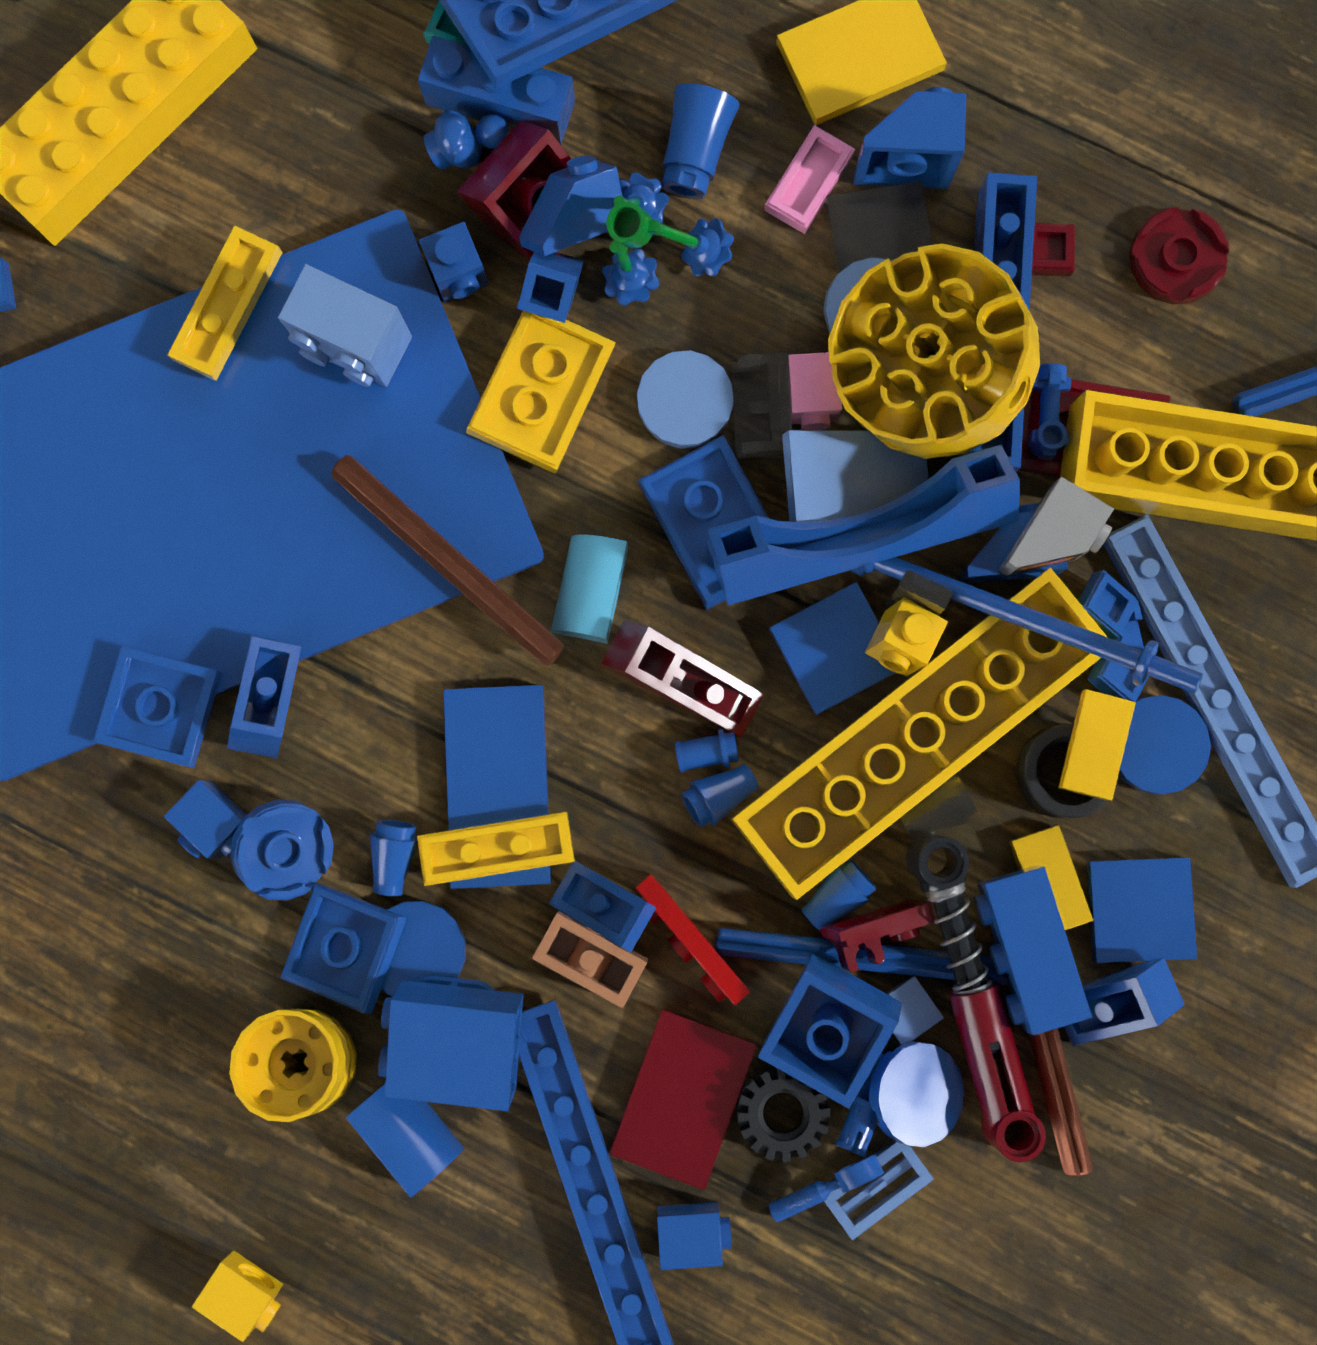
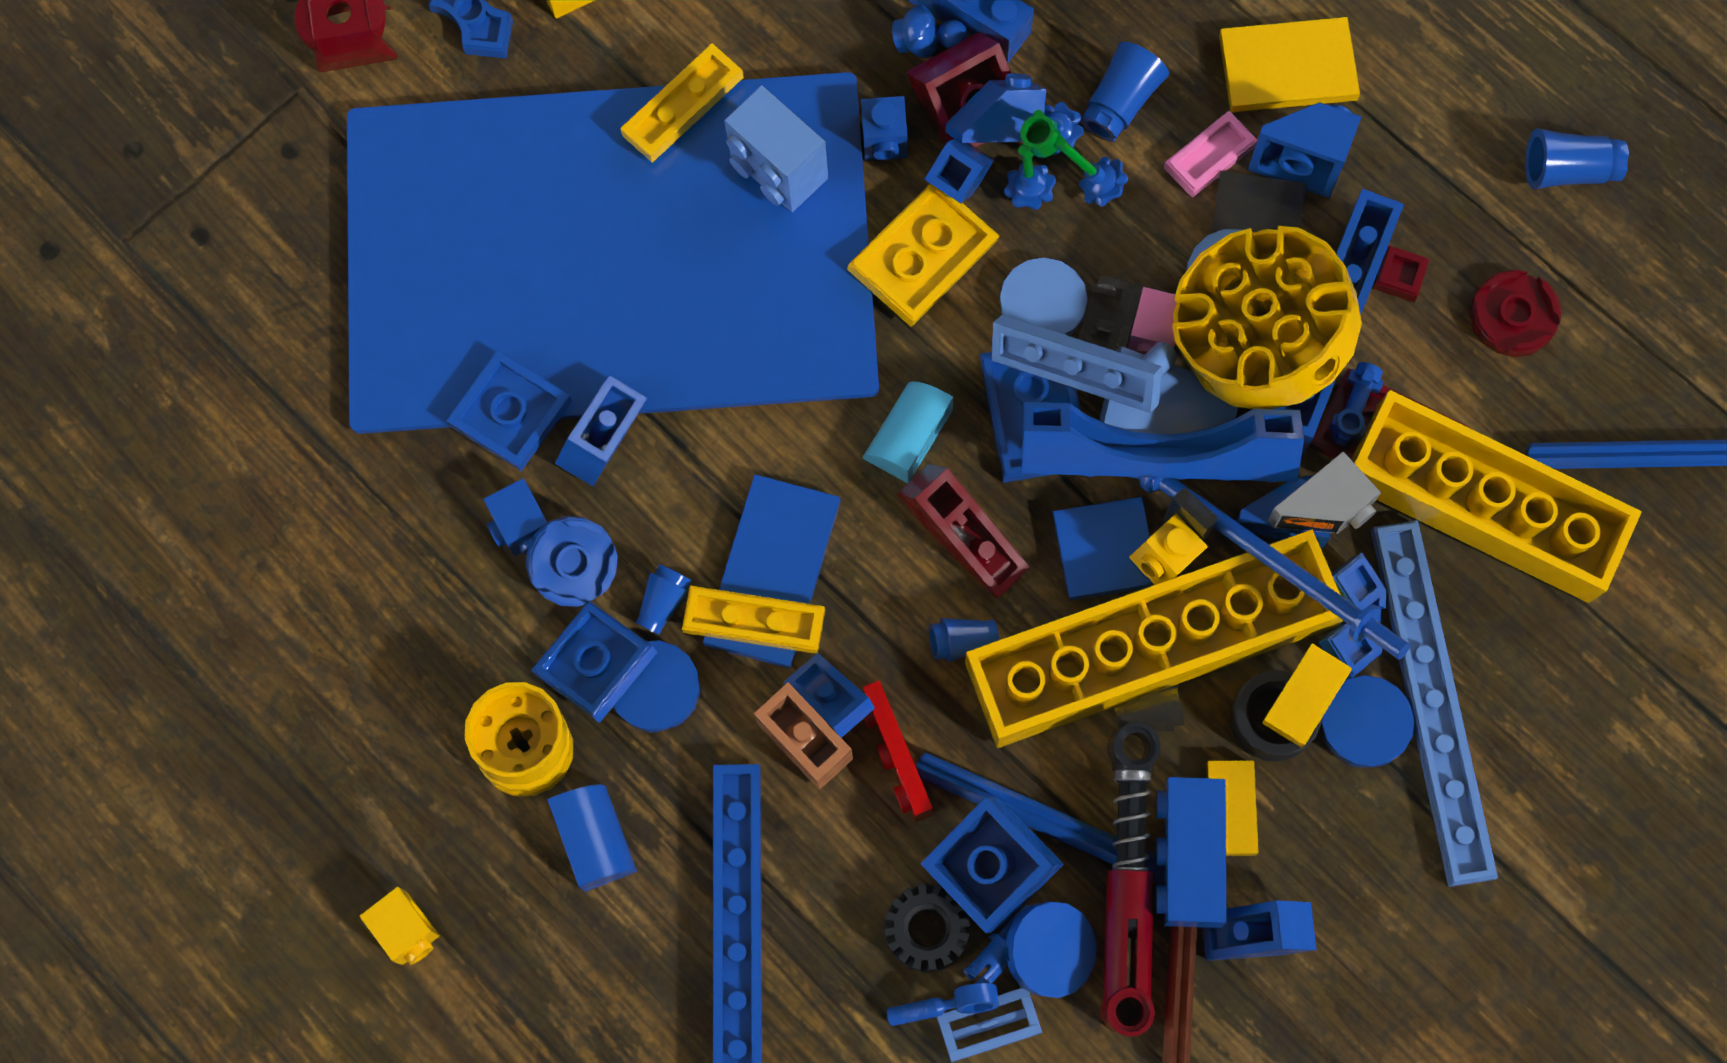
camera: 20 degrees right, 10 degrees down
(447, 560) = (795, 368): copper axle -> none
(451, 1043) = (660, 765): blue brick -> none
(683, 1099) = (843, 889): dark red tile -> none
(692, 1235) = (811, 1007): blue brick -> none
(707, 751) = (964, 598): blue pin -> none
(755, 465) = (1082, 364): none -> medium blue piece
(839, 895) = (1039, 757): blue cone -> none
(897, 921) = (1052, 791): dark red plate -> none
(917, 1010) = (1072, 881): medium blue tile -> none
(1141, 910) = (1305, 859): blue tile -> none
(1191, 67) = (1573, 159): none -> blue plant

